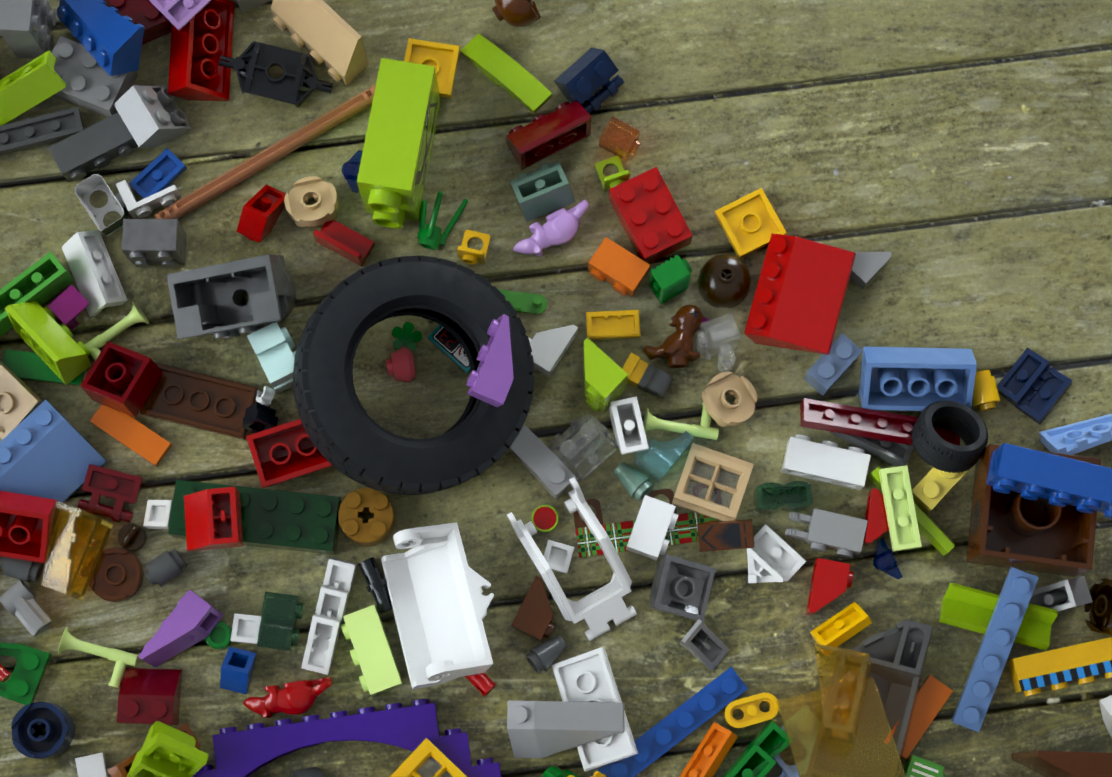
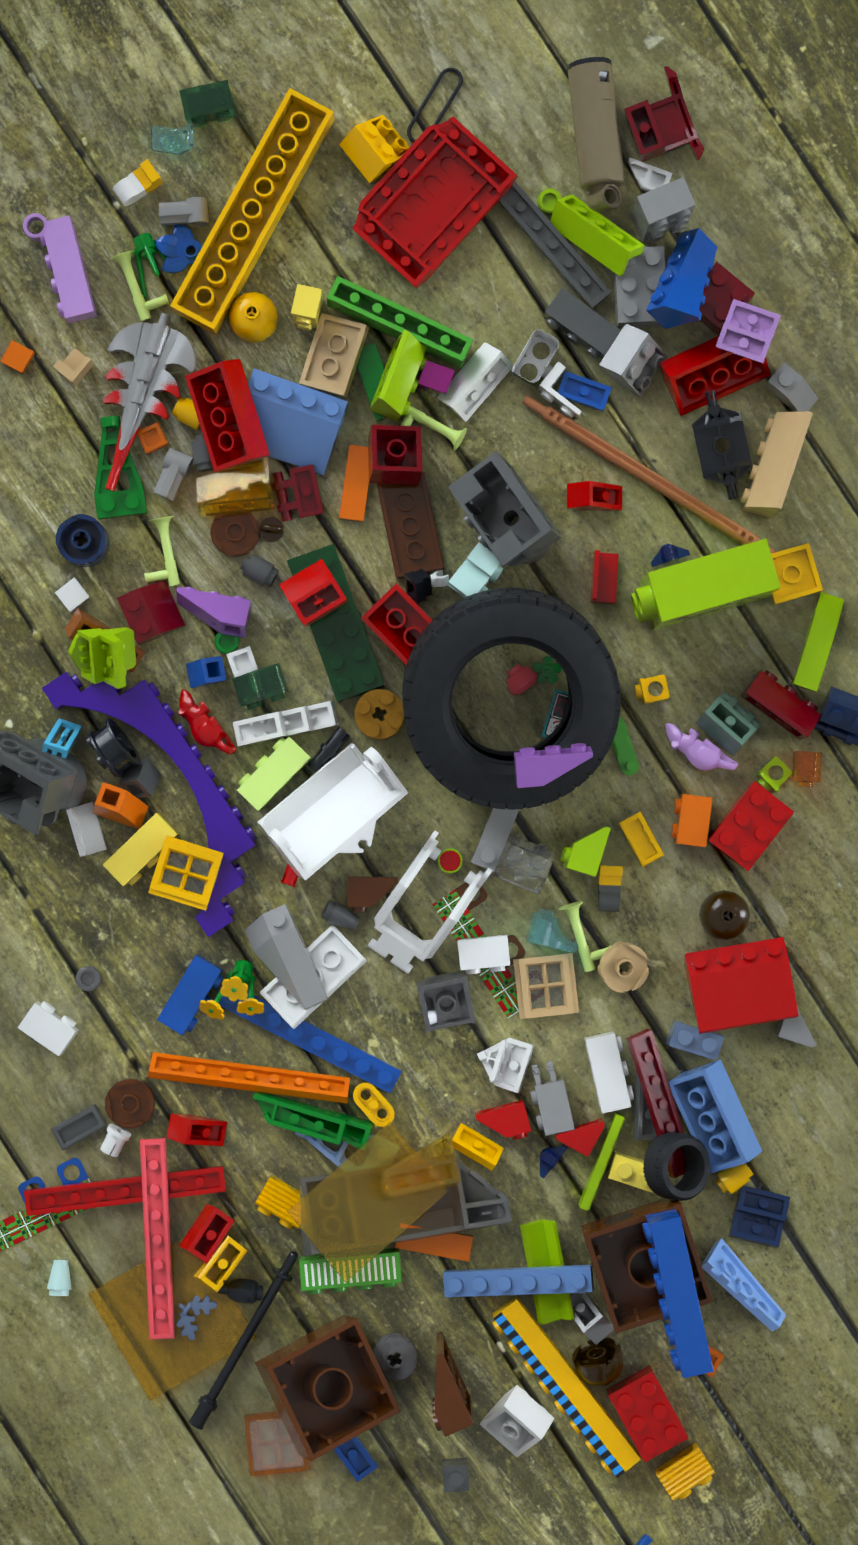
camera: 65 degrees right, 10 degrees up
(154, 242) = (523, 420): flat silver brick -> none
(158, 514) = (300, 542): white plate -> none
(318, 213) = (610, 534): tan plate -> none
(430, 236) = (643, 649): green plant -> none
(550, 346) = (595, 795): white slope -> none
(558, 556) = (423, 887): white plate -> none
(628, 425) = (558, 894): white slope -> none
(633, 481) = (515, 921): sand green cone -> none
(670, 278) = (702, 869): green brick -> none
(679, 345) = (649, 903): reddish brown animal -> none
(704, 645) = (408, 1041): light grey slope -> none
(720, 339) = (669, 936): clear brick -> none
(725, 535) = (507, 1017): reddish brown tile -> none
(749, 222) = (786, 913): yellow plate -> none
(791, 497) = (558, 1045): clear green brick -> none
(900, 508) = (596, 1151): yellowish green plate -> none

